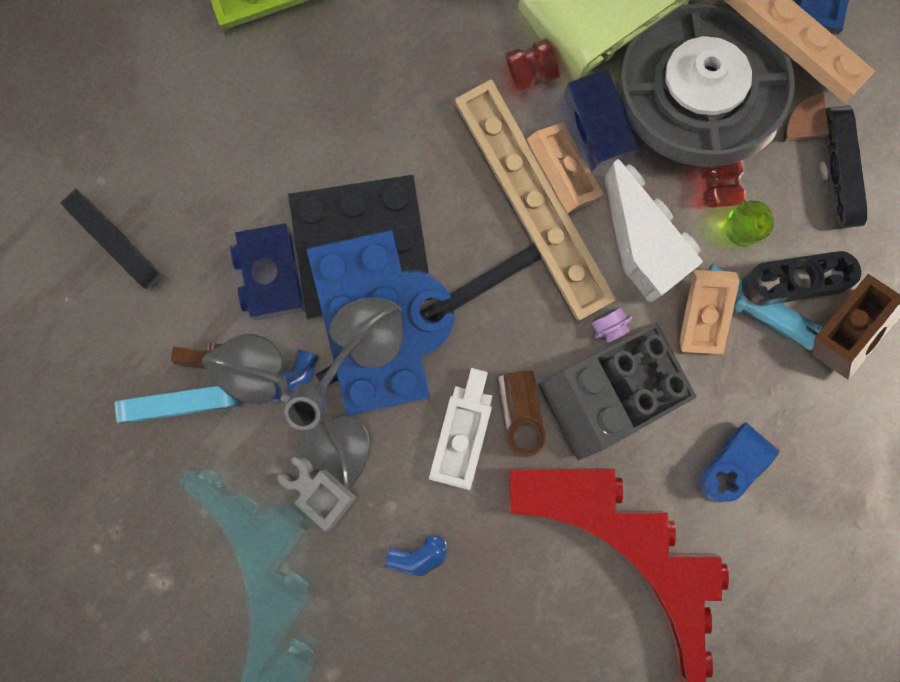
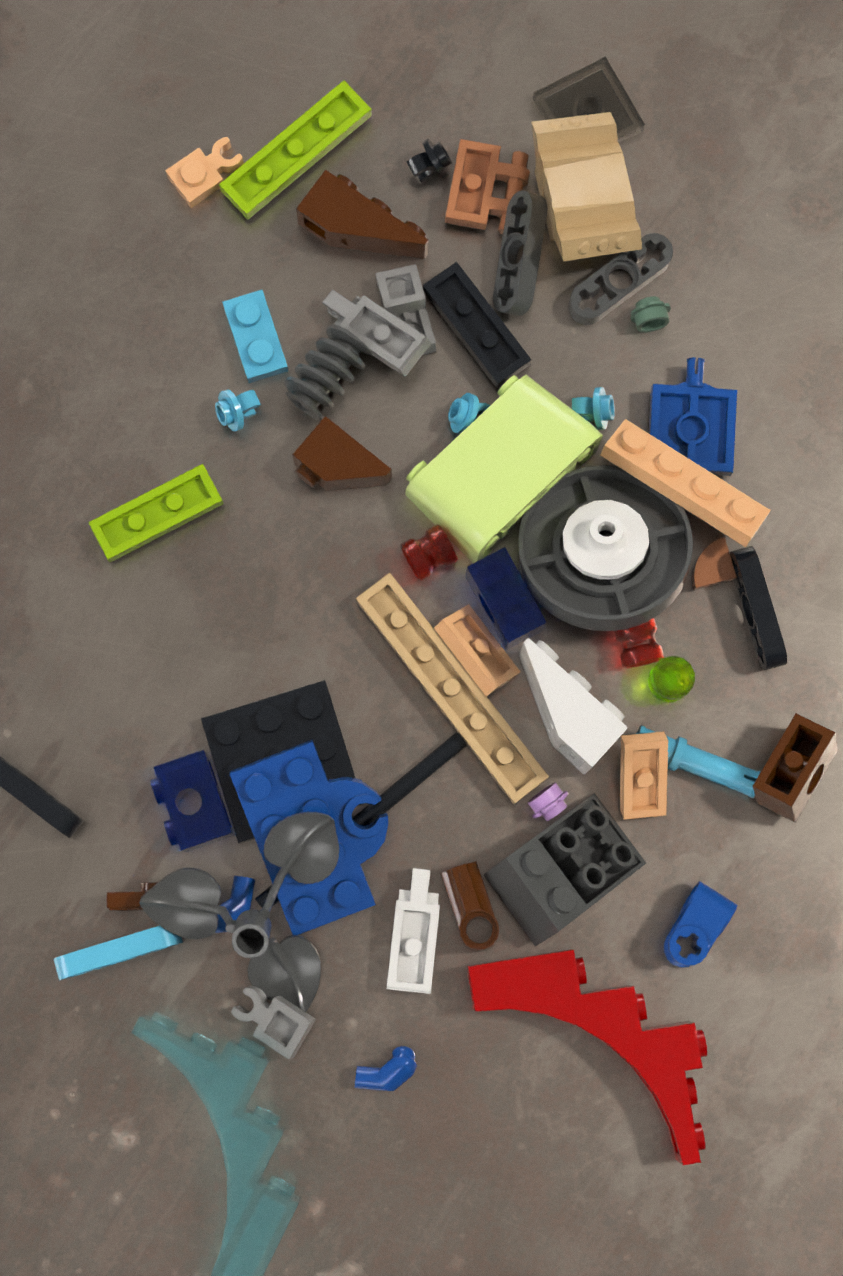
camera: 10 degrees left, 5 degrees down
(789, 290) = (721, 741): black beam -> none

